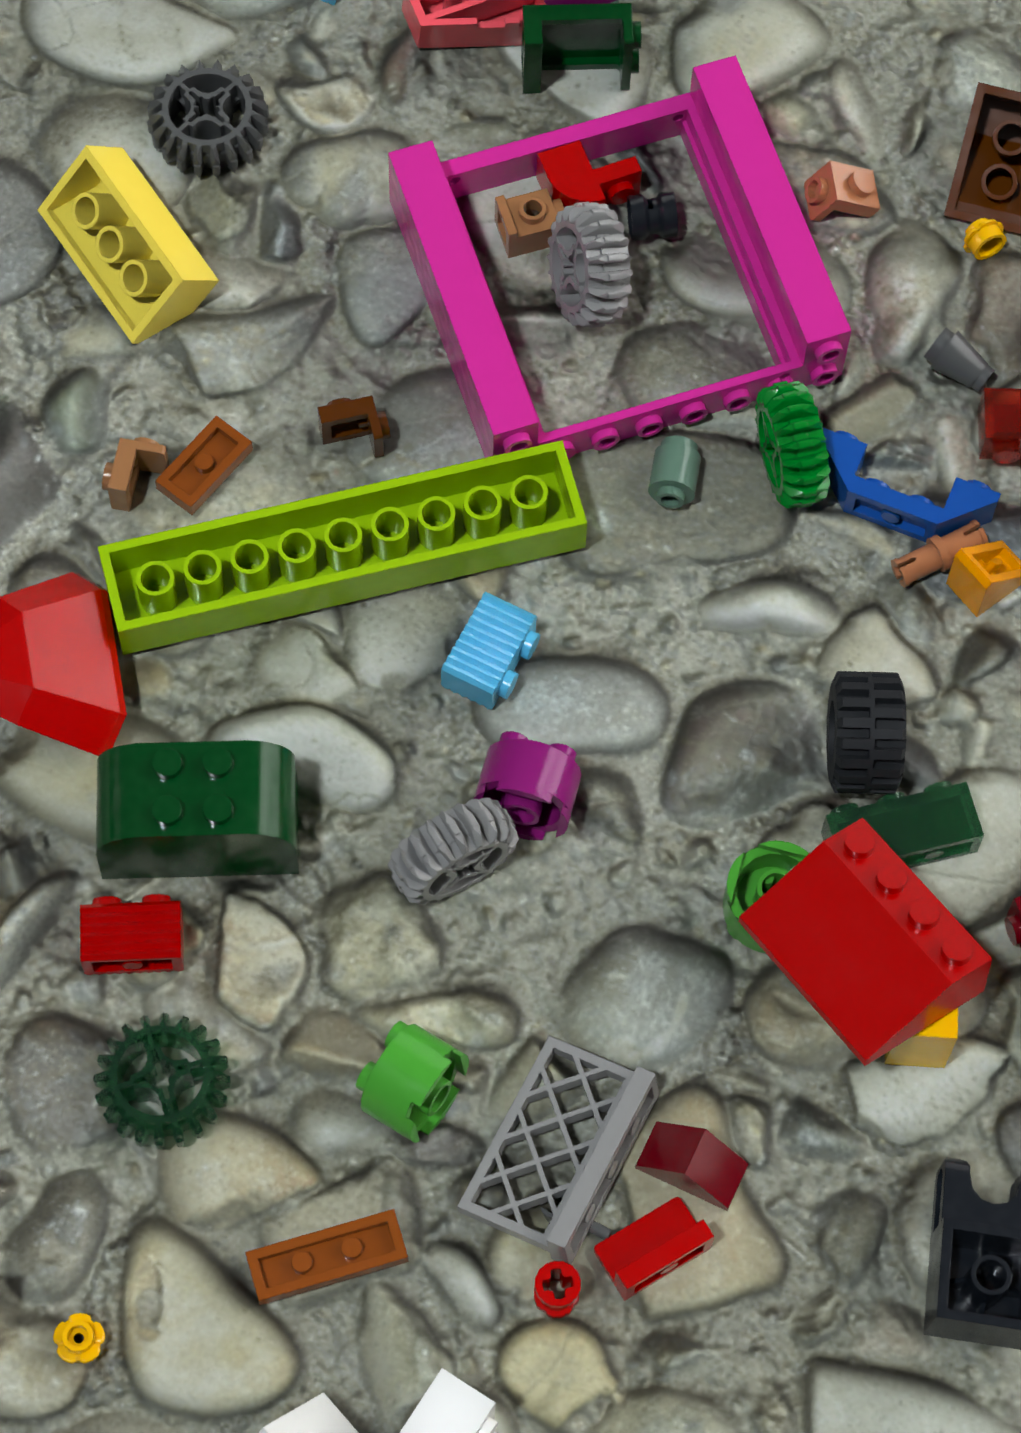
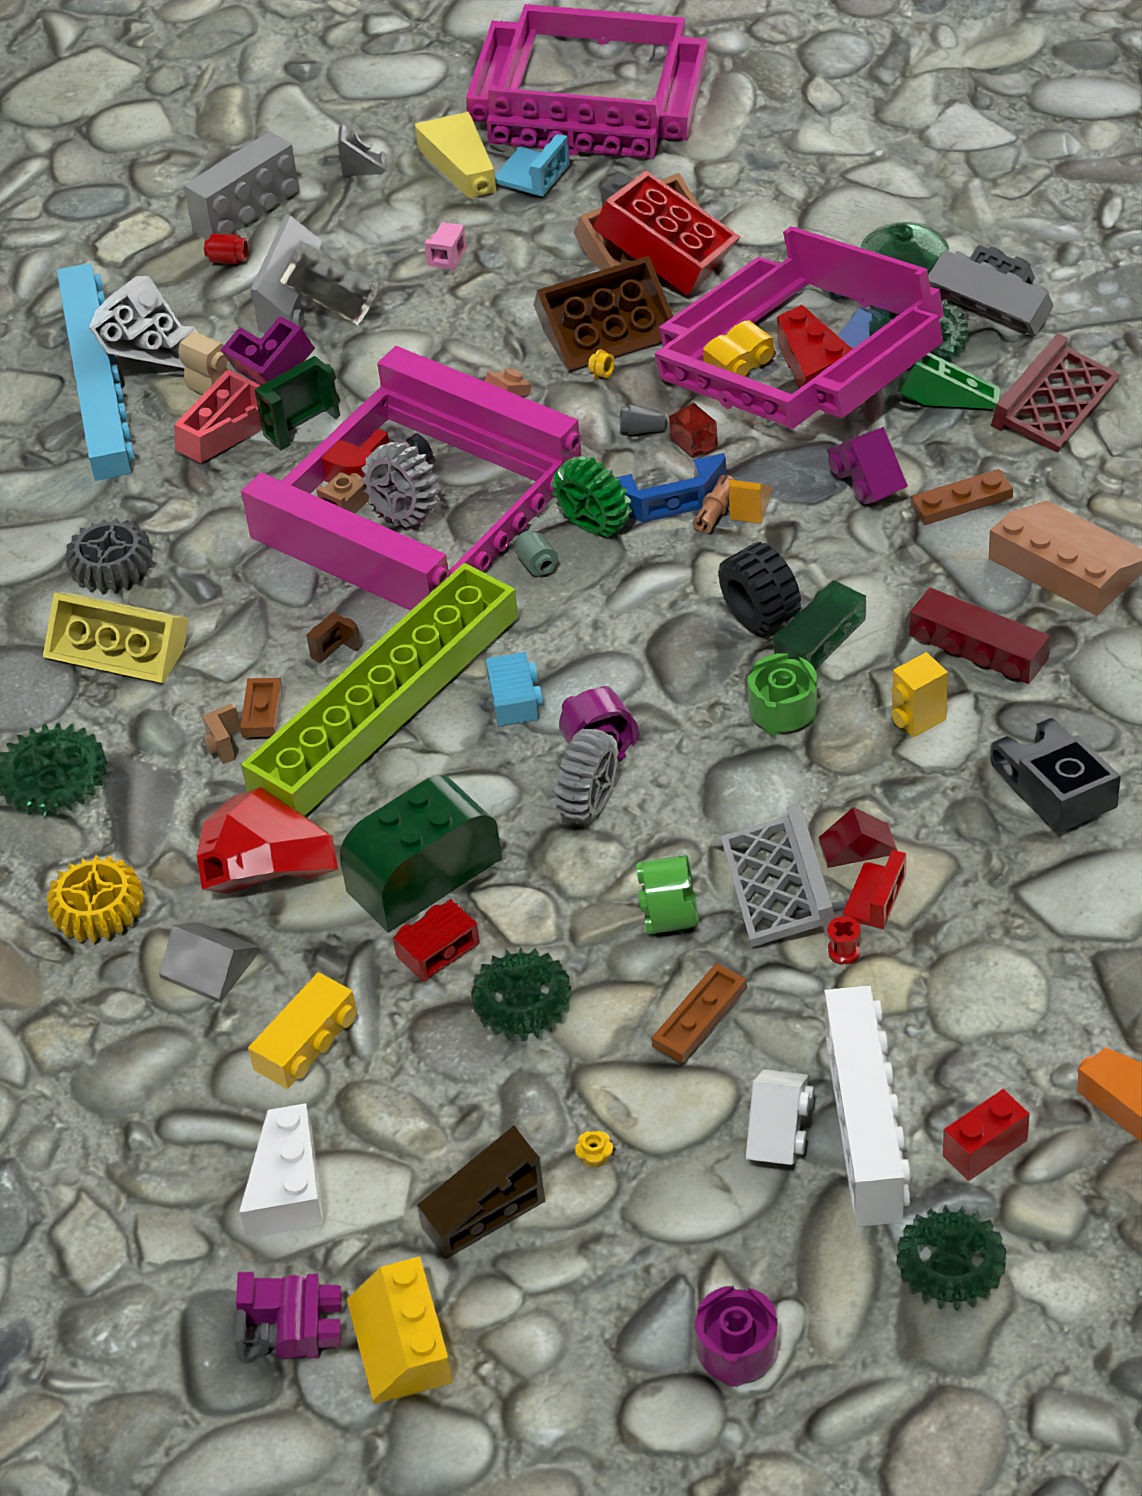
camera: 30 degrees left, 20 degrees down
(867, 942) = (859, 655): red slope -> none

